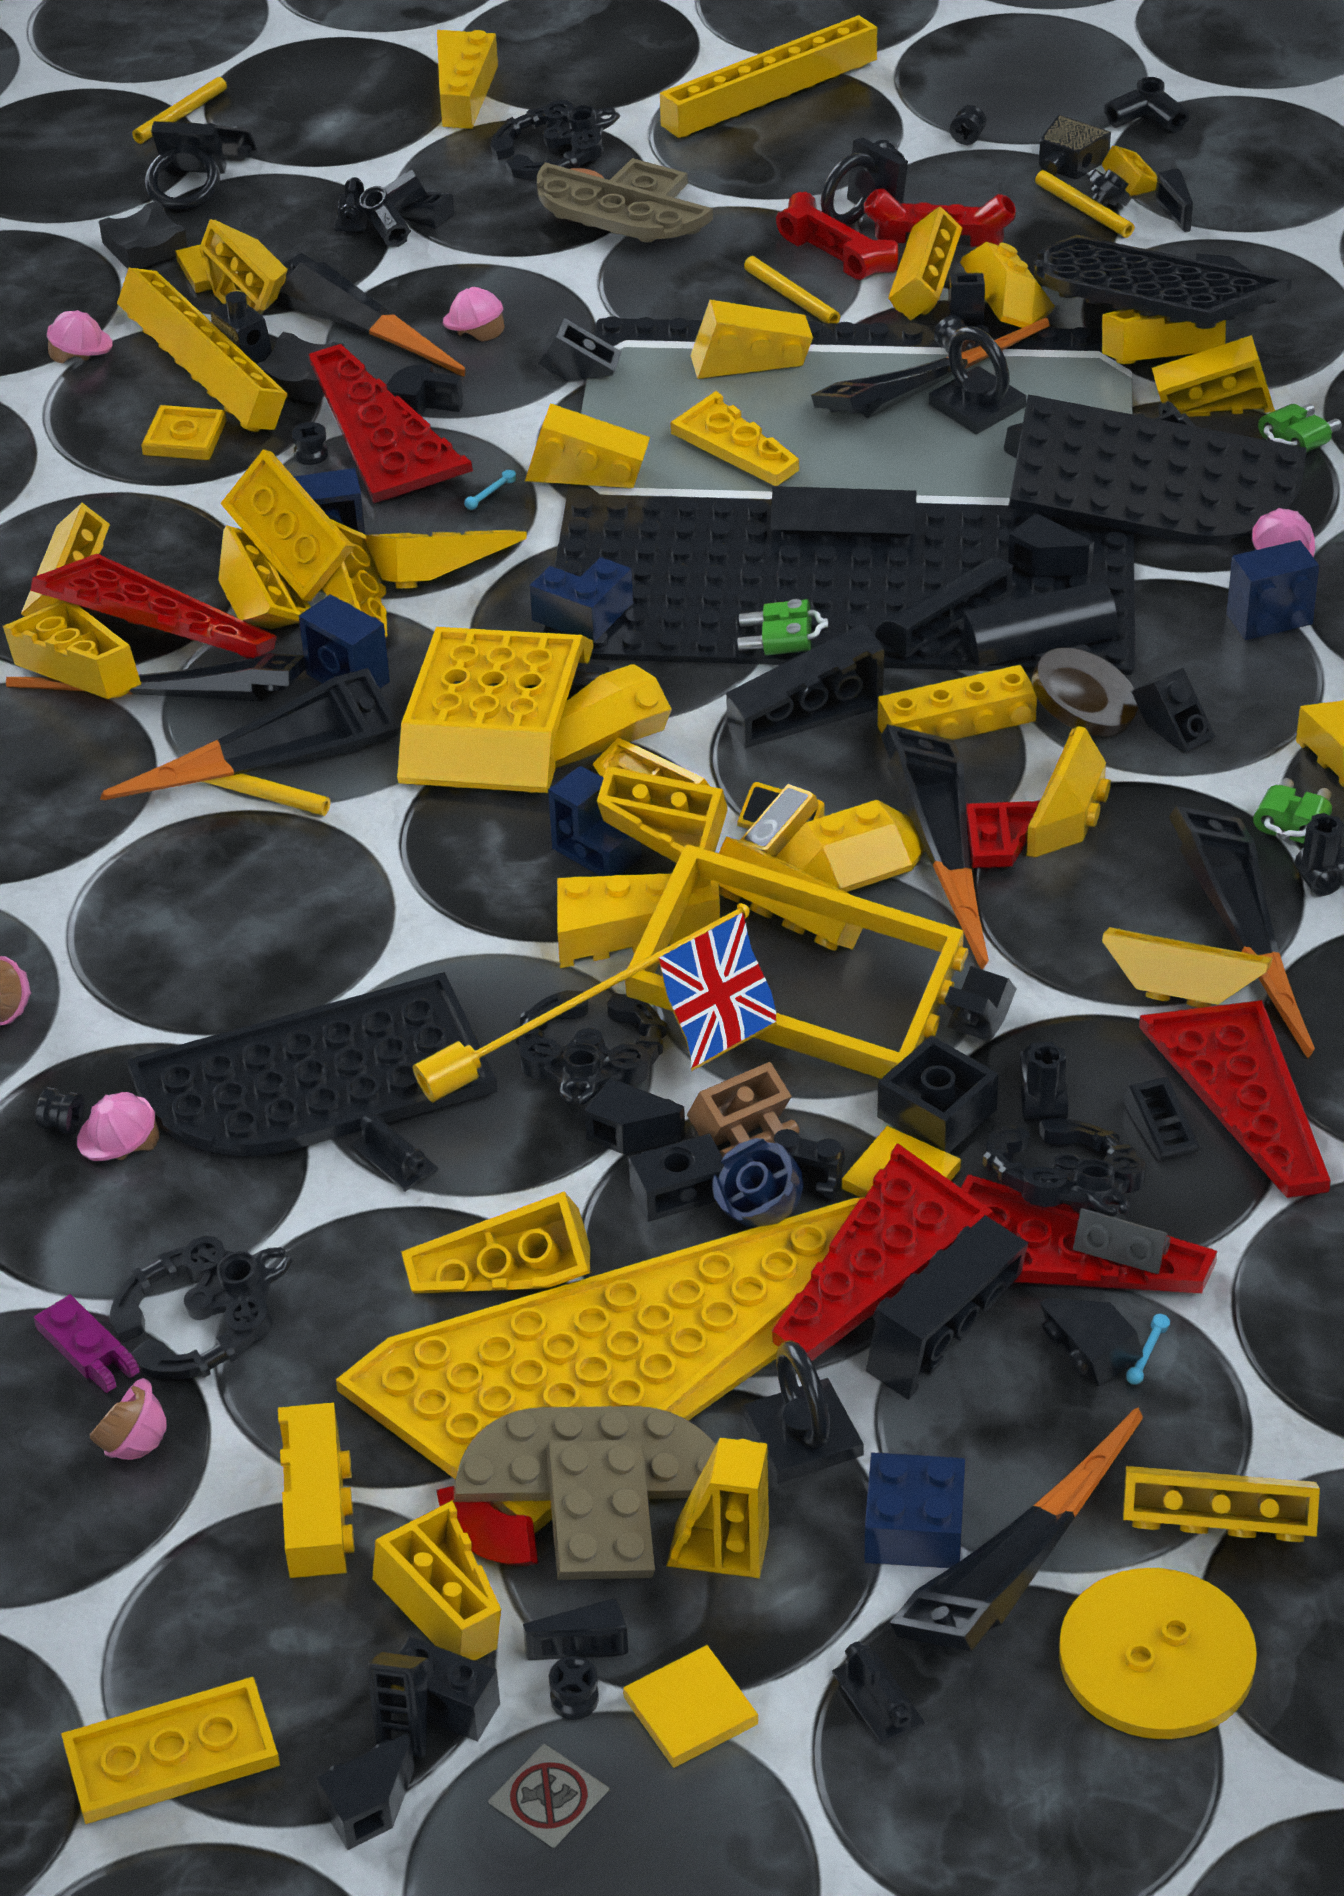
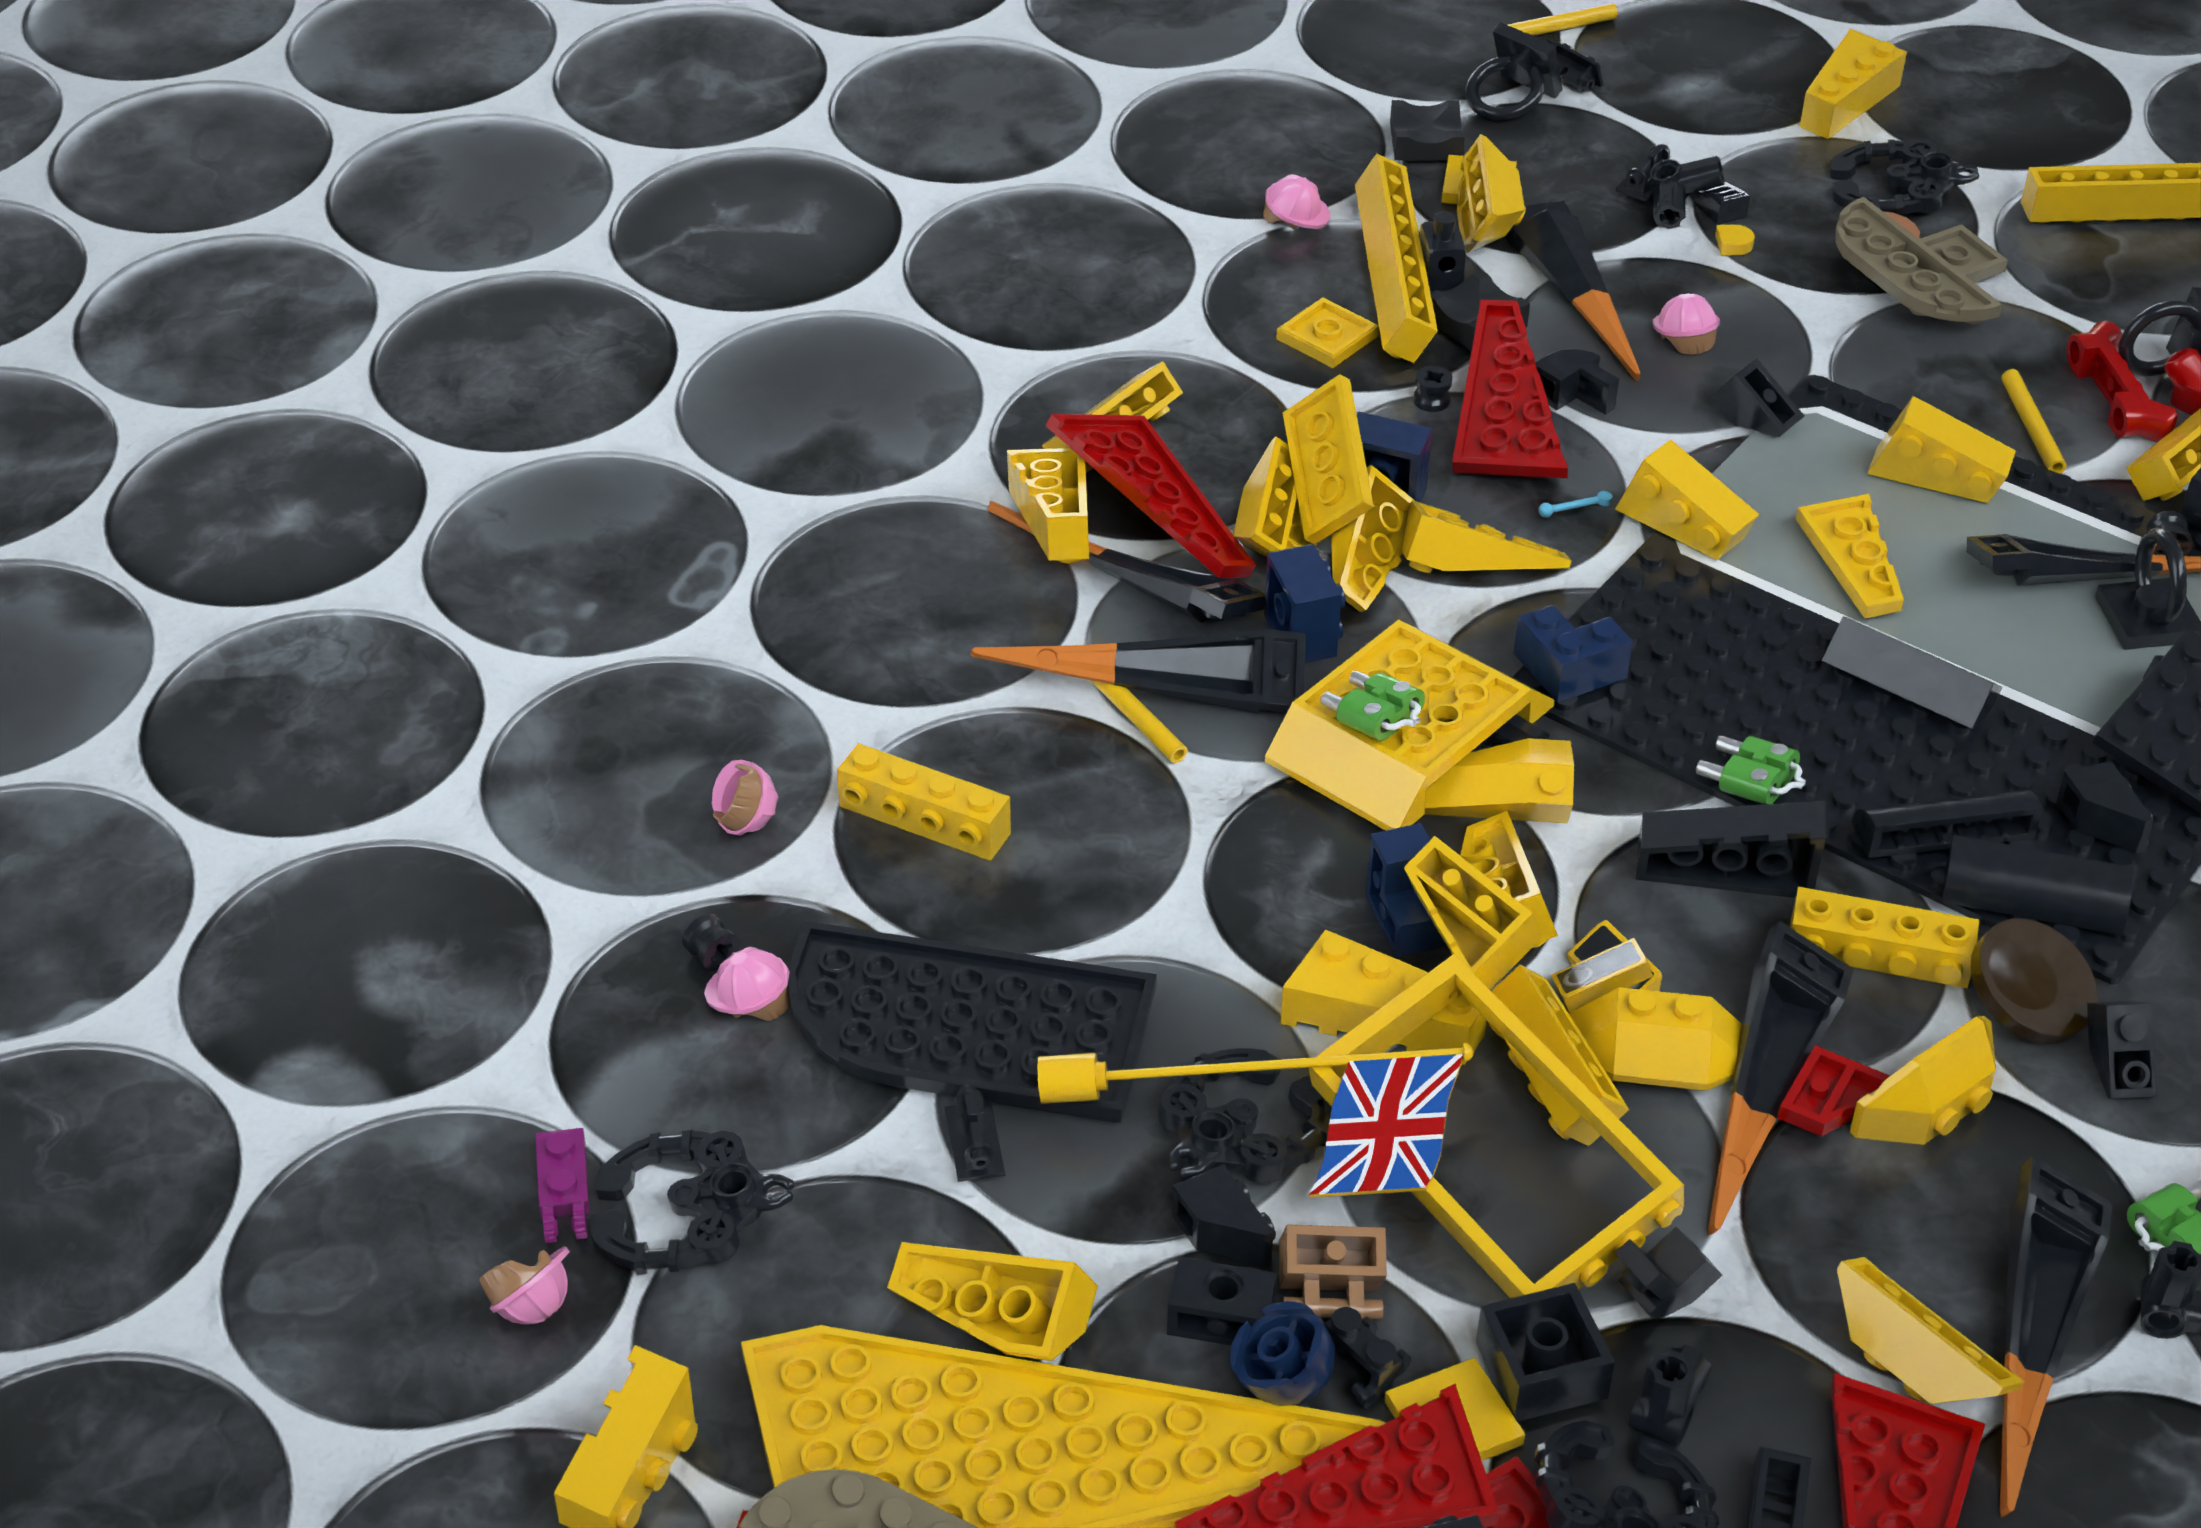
camera: 30 degrees right, 0 degrees up
(149, 925) = (924, 801): none -> yellow brick
(459, 235) = (1734, 239): none -> yellow tile
(476, 694) = (1380, 708): none -> bright green piece

